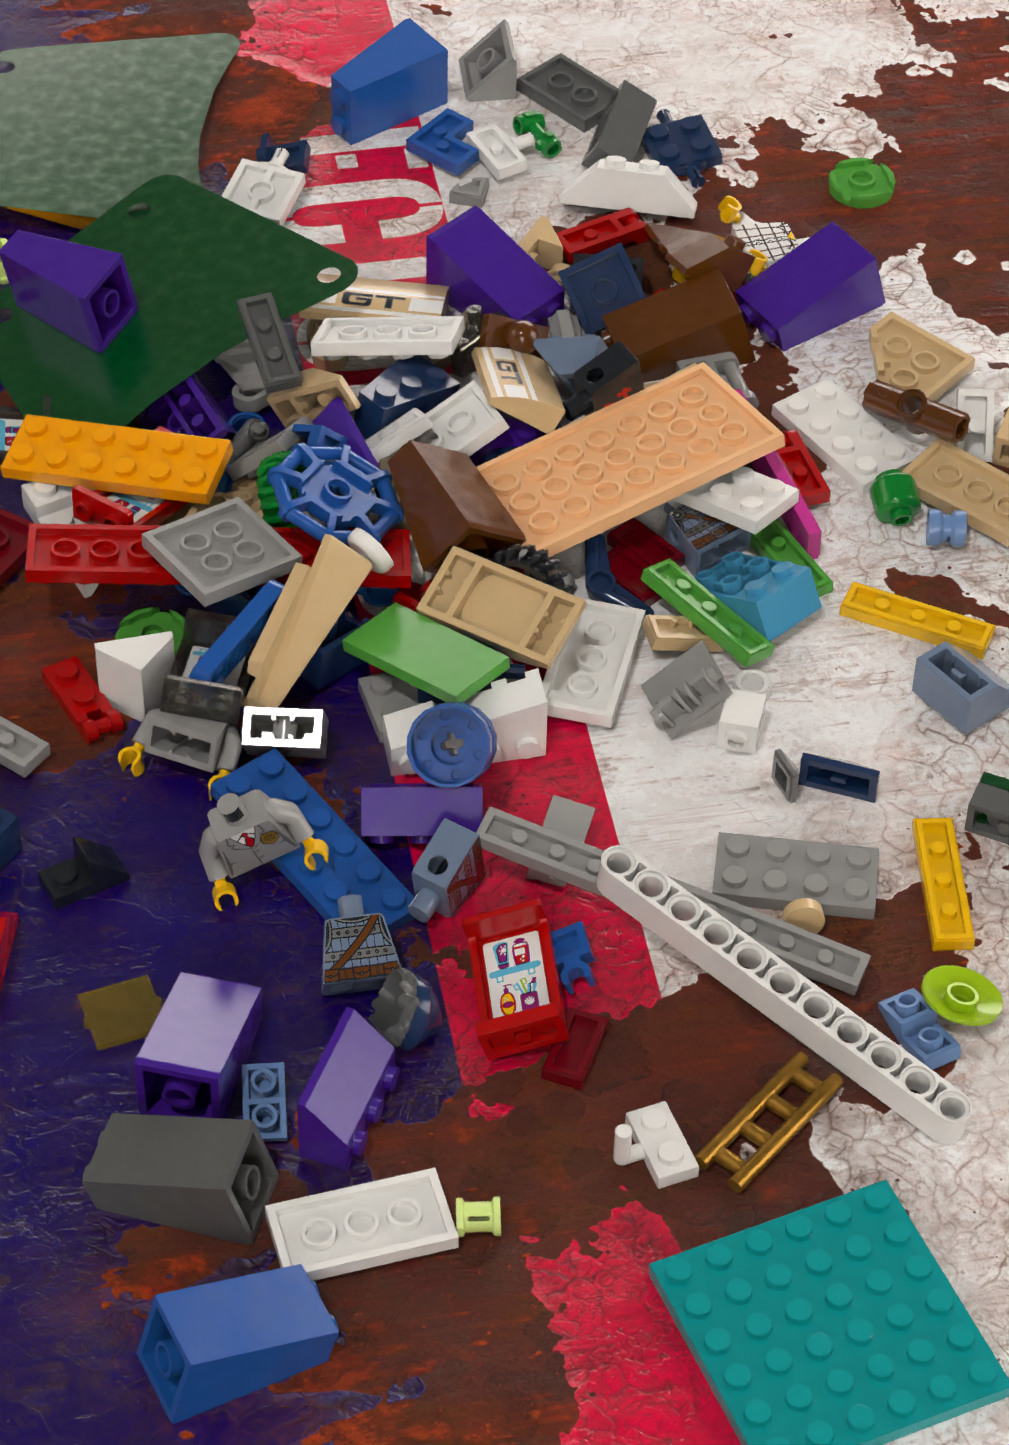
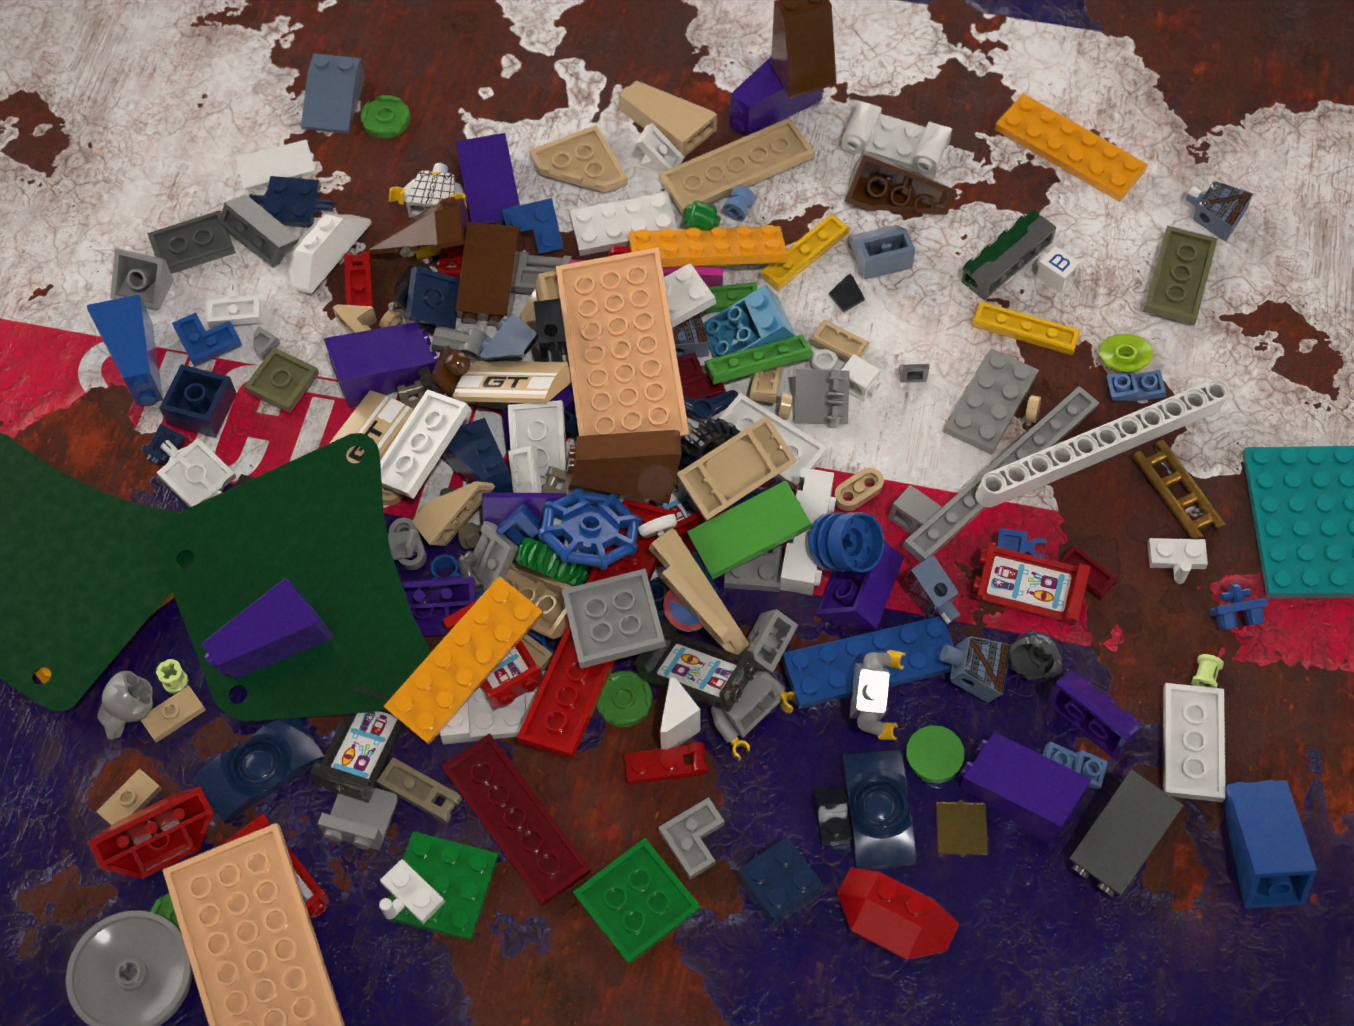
camera: 65 degrees left, 15 degrees up
(111, 918) = (879, 809): none -> dark blue slope
(216, 950) = (935, 754): none -> bright green tile
(238, 637) = (694, 636): blue beam -> none
(269, 343) = (405, 517): dark grey tile -> none
(354, 158) = (198, 400): none -> dark blue brick
(420, 214) = (281, 380): none -> olive plate
(535, 123) = (214, 279): green bar -> none
(572, 770) = (857, 490): none -> tan plate
(609, 1245) = (1251, 609): none -> blue hips
(652, 659) = (785, 405): none -> tan tile
(729, 120) = (282, 161): none -> white piece
(784, 349) = (539, 217): none -> blue plate
(789, 690) = (839, 341): none -> tan plate
(839, 777) = (923, 341): dark blue slope -> none
(852, 516) = (713, 247): none -> light orange plate
(860, 124) = (332, 93): none -> sand blue slope
(876, 679) = (847, 294): none -> black slope
(931, 418) = (625, 181): reddish brown piece -> none

